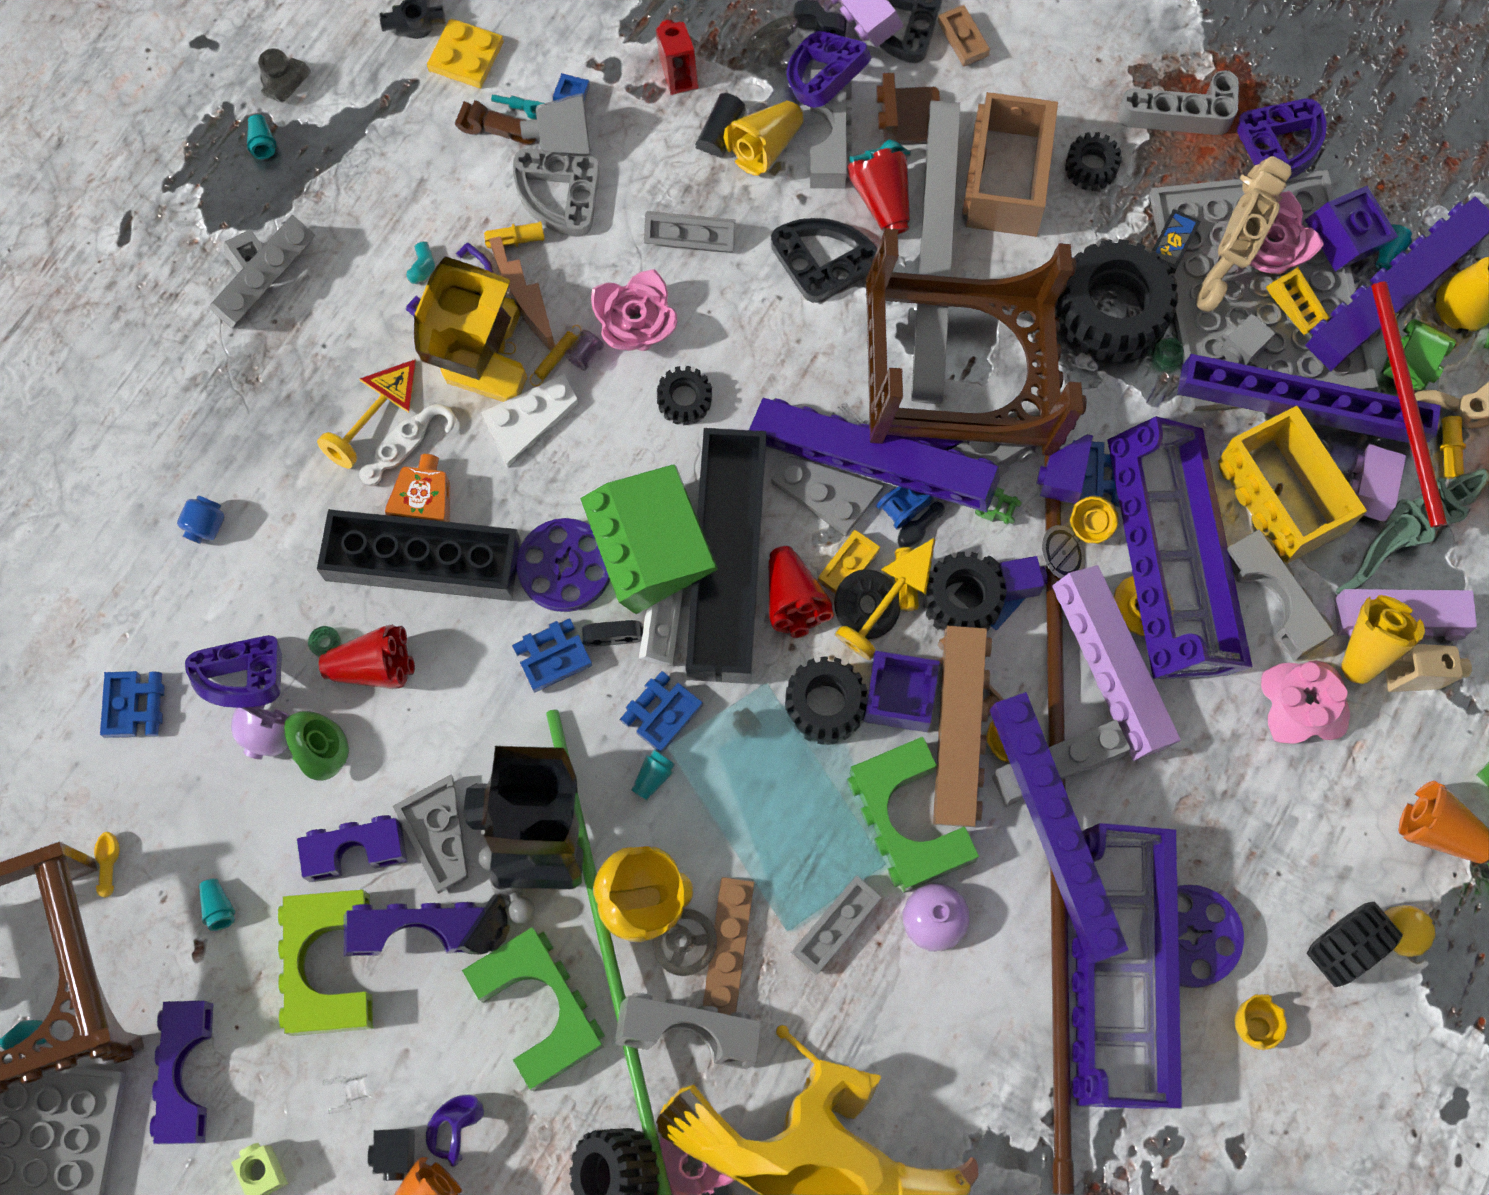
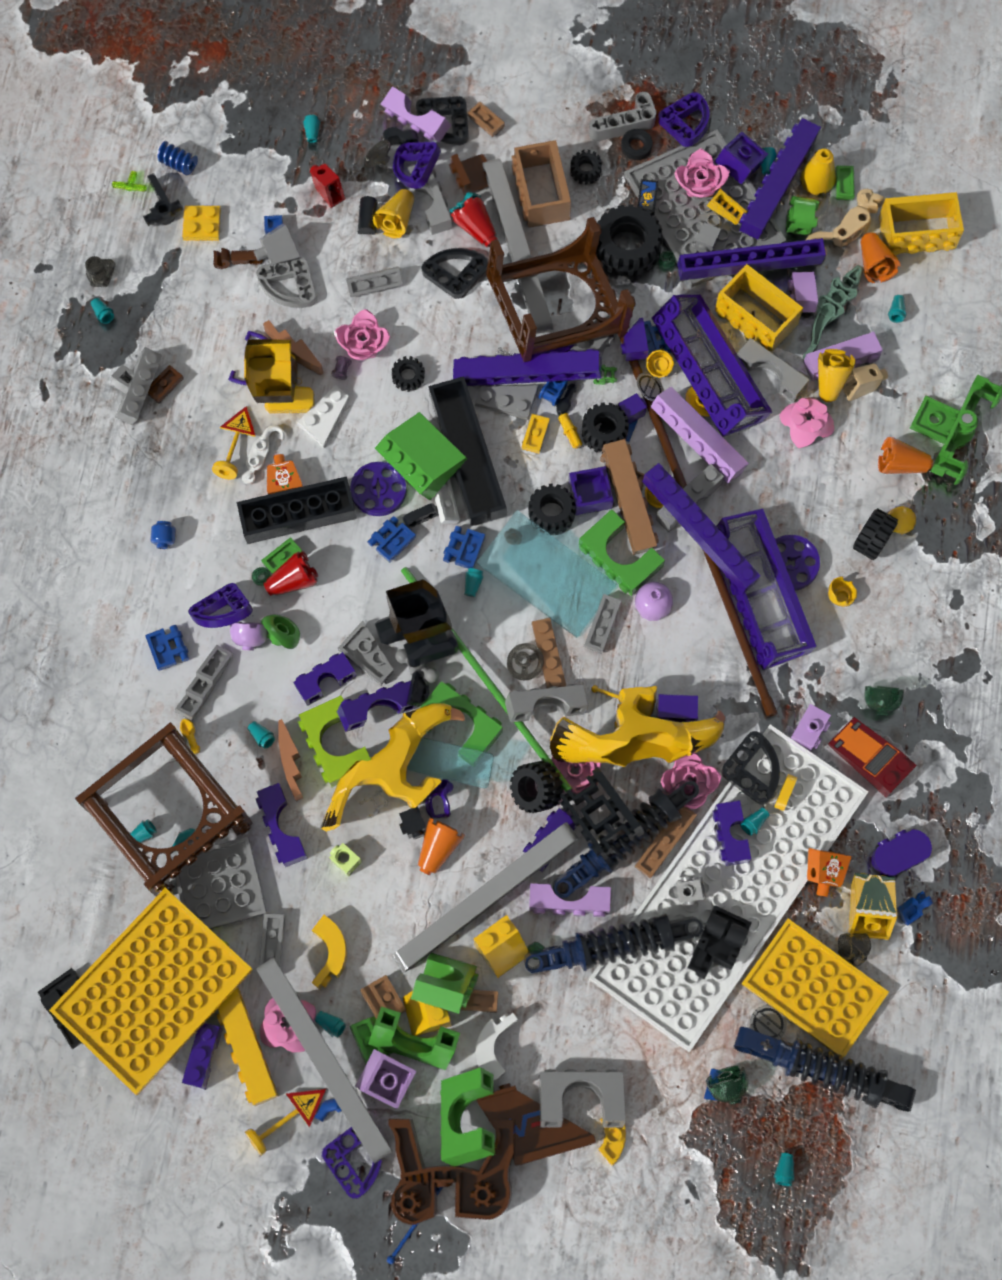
camera: 20 degrees left, 0 degrees up
(164, 784) = (204, 682): none -> light grey slope
(243, 952) = (288, 754): none -> nougat slope
(304, 281) = (164, 384): none -> reddish brown plate
(367, 618) = (280, 555): none -> bright green plate
(392, 1040) = (390, 764): none -> yellow animal
(424, 264) = (229, 351): teal arm -> none
(494, 1072) = (452, 762): none -> clear light blue piece
(516, 234) = (275, 316): yellow axle -> none
(518, 103) = (247, 241): teal hand -> none
(555, 355) = (326, 376): yellow piece -> none
(641, 893) = (492, 642): yellow piece -> none
(795, 595) = (513, 459): red cone -> none
(851, 592) = (543, 453): black wheel -> none
(901, 1131) = (677, 708): none -> dark purple container
(910, 570) = (570, 424): yellow piece -> none
(1191, 135) = (638, 134): none -> black tyre
(1246, 227) = (684, 176): tan animal -> none
(1409, 405) = (805, 243): red piece -> none
(1452, 446) = (837, 258): yellow axle -> none

